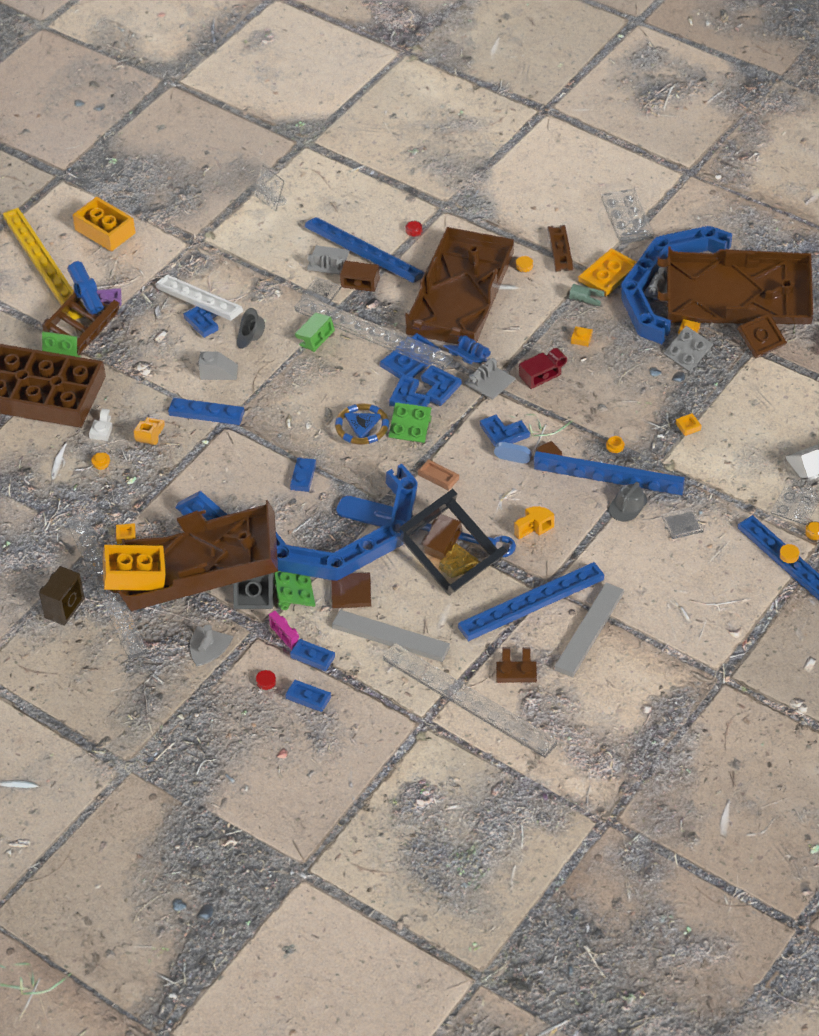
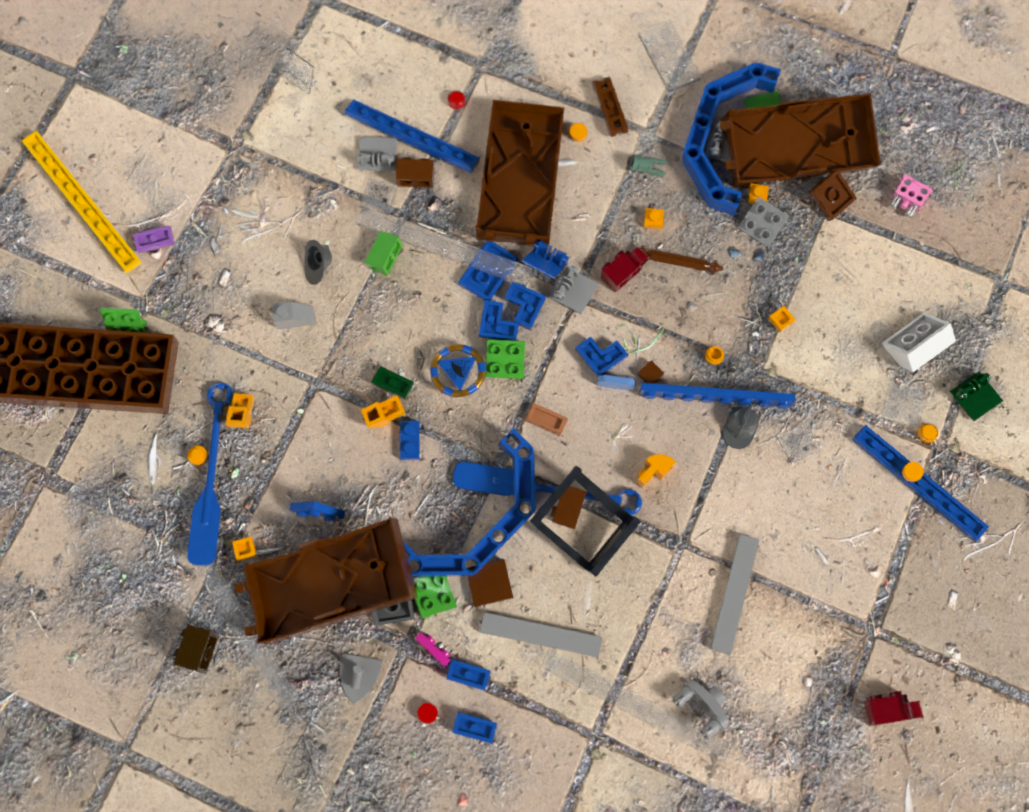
camera: 15 degrees left, 25 degrees up
(85, 287) = (132, 241): blue piece -> none
(90, 332) = (155, 273): reddish brown fence -> none
(99, 498) = (207, 511): none -> blue piece
(101, 429) = (189, 412): white plate -> none
(104, 223) = (133, 142): light orange brick -> none
(133, 567) = (265, 612): light orange brick -> none
(199, 297) = (255, 227): white tile -> none
(201, 321) = (261, 250): blue plate -> none
(206, 411) = (293, 372): blue plate -> none
(279, 449) = (382, 413): none -> light orange brick
(297, 428) = (392, 382): none -> dark green plate
(457, 562) = (590, 533): clear yellow wing -> none
(516, 671) = (675, 659): reddish brown plate -> none
(531, 601) = (671, 570): blue plate -> none
(542, 705) = (709, 701): none -> light grey connector
(601, 370) = (684, 261): none -> reddish brown wheel
(607, 271) = (665, 132): light orange plate -> none
(723, 735) = (891, 709): none -> dark red hinge

